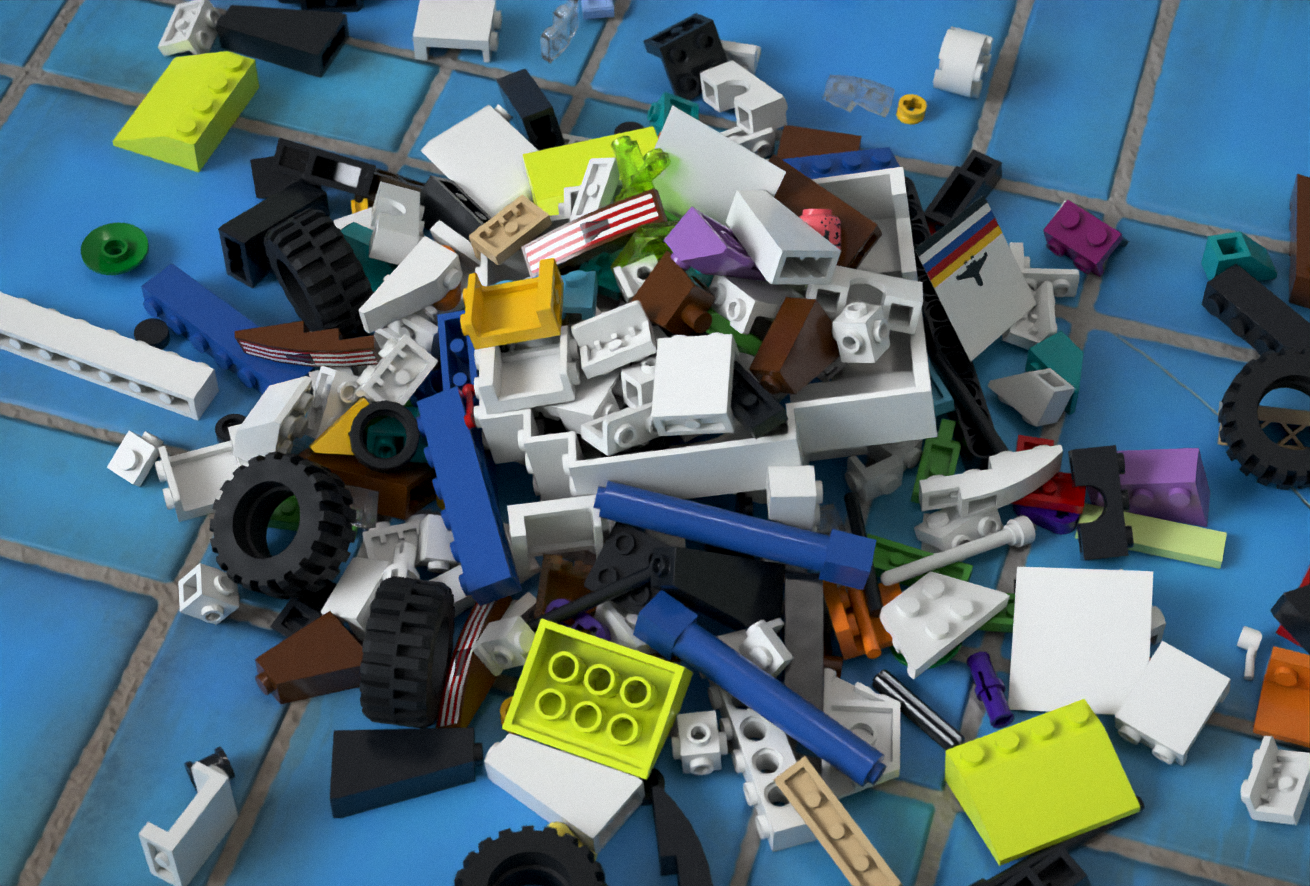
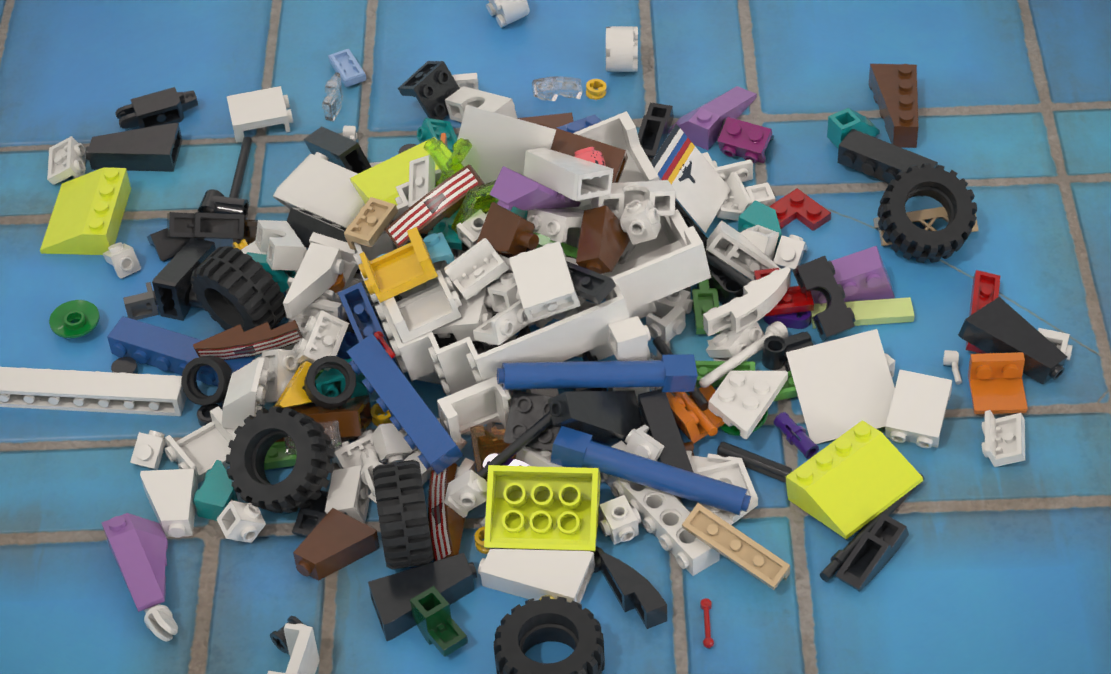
camera: 15 degrees left, 5 degrees down
(55, 696) = (161, 622): none -> white arm
(64, 603) = (140, 555): none -> medium lavender wedge
(138, 536) = (172, 499): none -> white slope
(190, 542) = (214, 492): none -> teal slope
(203, 254) = (142, 304): none -> dark grey bracket
(207, 183) = (123, 259): none -> white bracket
(220, 381) = (189, 381): none -> black tyre
(354, 141) = (216, 203): none -> black piece
(402, 102) = (240, 168): none -> black bar
(402, 816) = (435, 621): none -> dark green brick
(562, 85) = (350, 132): none -> white hand
(1008, 399) = (737, 251): none -> white slope
(1009, 553) = (776, 347): none -> black piece
(1037, 197) = (705, 122): none -> medium lavender wedge
(1075, 323) = (761, 193): none -> white plate
(1083, 419) = (790, 251): none -> white bracket
(1124, 355) = (800, 207): none -> red plate

